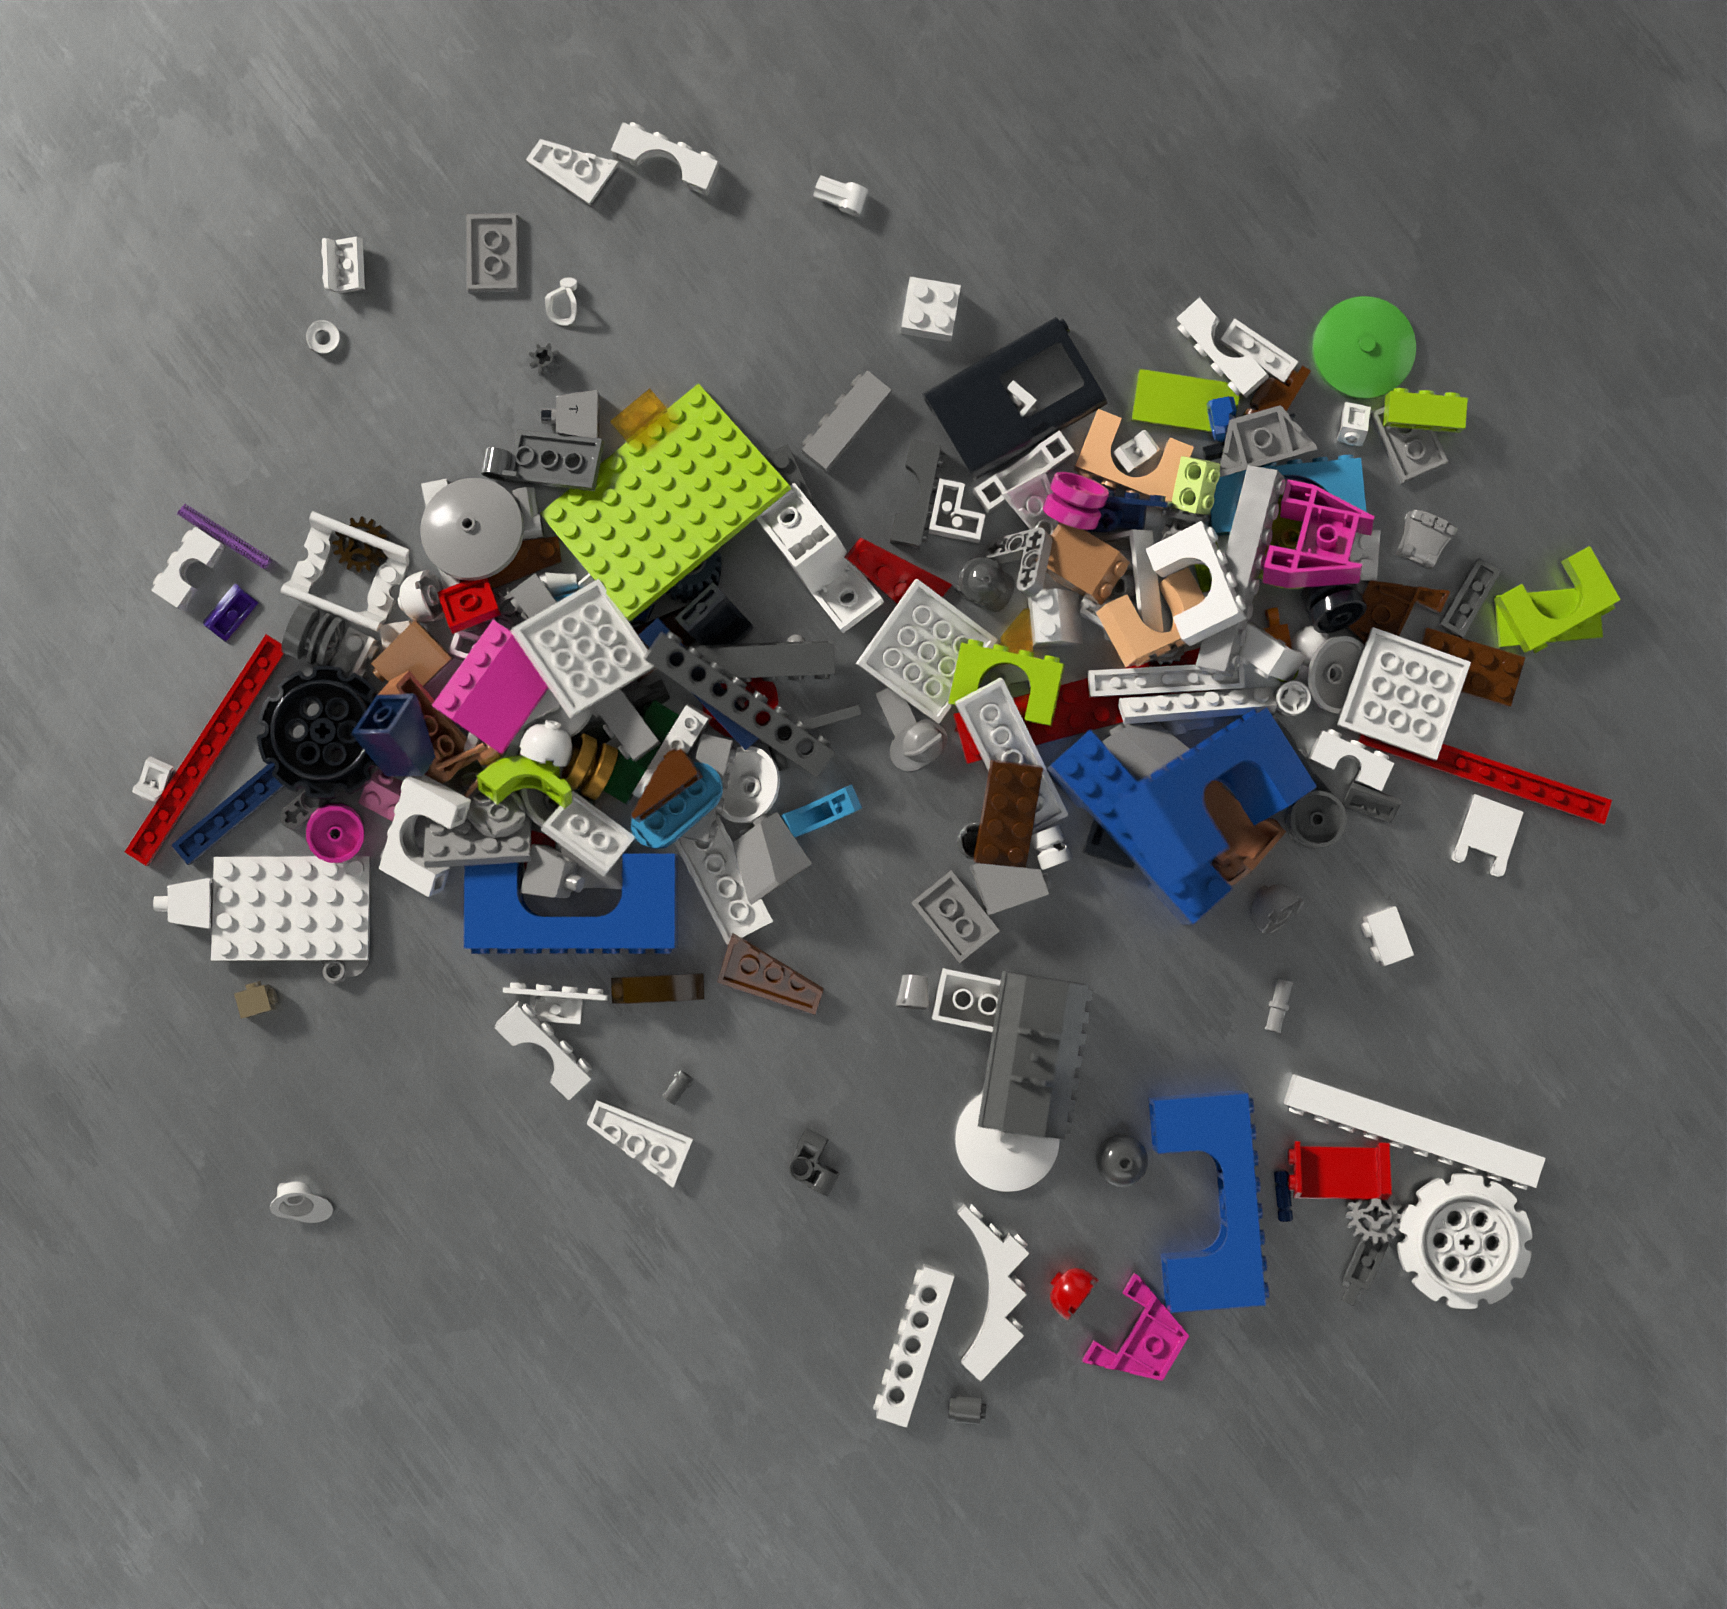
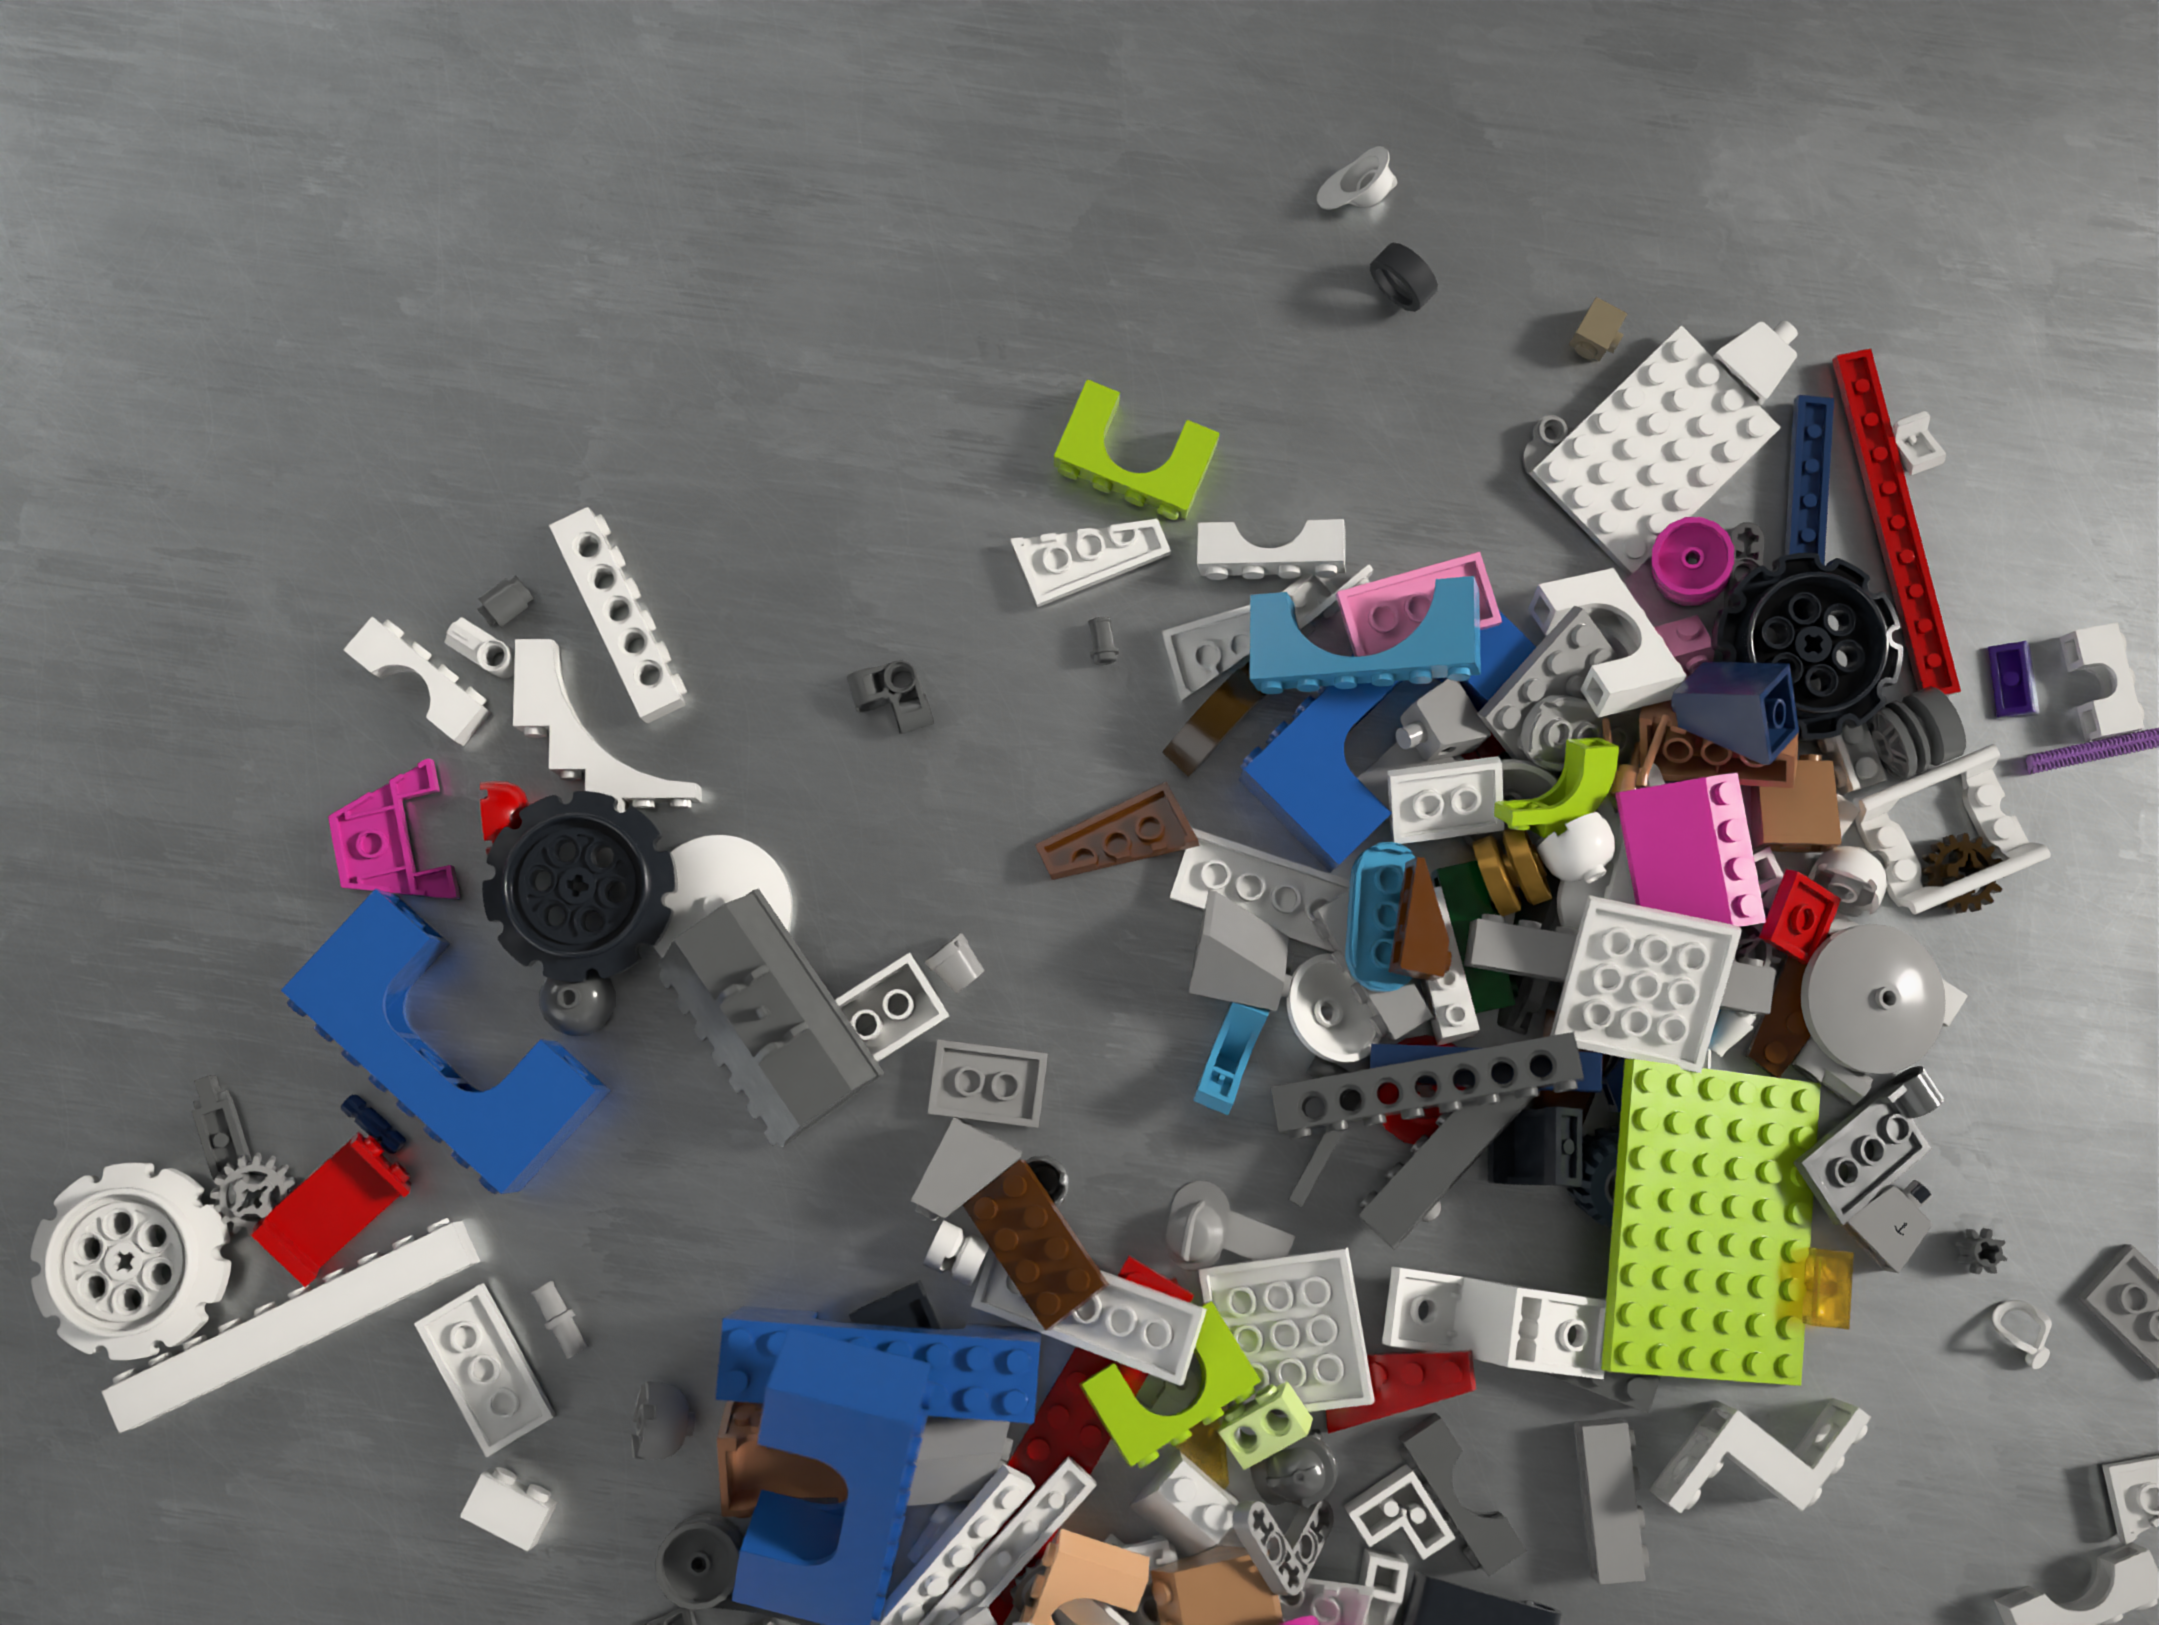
camera: 140 degrees right, 5 degrees down
(330, 1127) = (1403, 277): none -> black tyre
(505, 943) = (1392, 608): none -> bright pink plate
(518, 912) = (1438, 648): none -> dark azure arch
(564, 1135) = (1167, 488): none -> lime arch
(621, 1028) = (1207, 648): none -> white wing
(753, 372) = (1787, 1475): none -> white bracket
(979, 614) = (1270, 1431): none -> yellowish green brick
(1002, 1397) = (480, 647): none -> white piece
(1032, 1242) = (570, 948): none -> black piece
(1054, 1443) = (451, 708): none -> white arch
(1338, 1016) = (485, 1369): none -> white plate

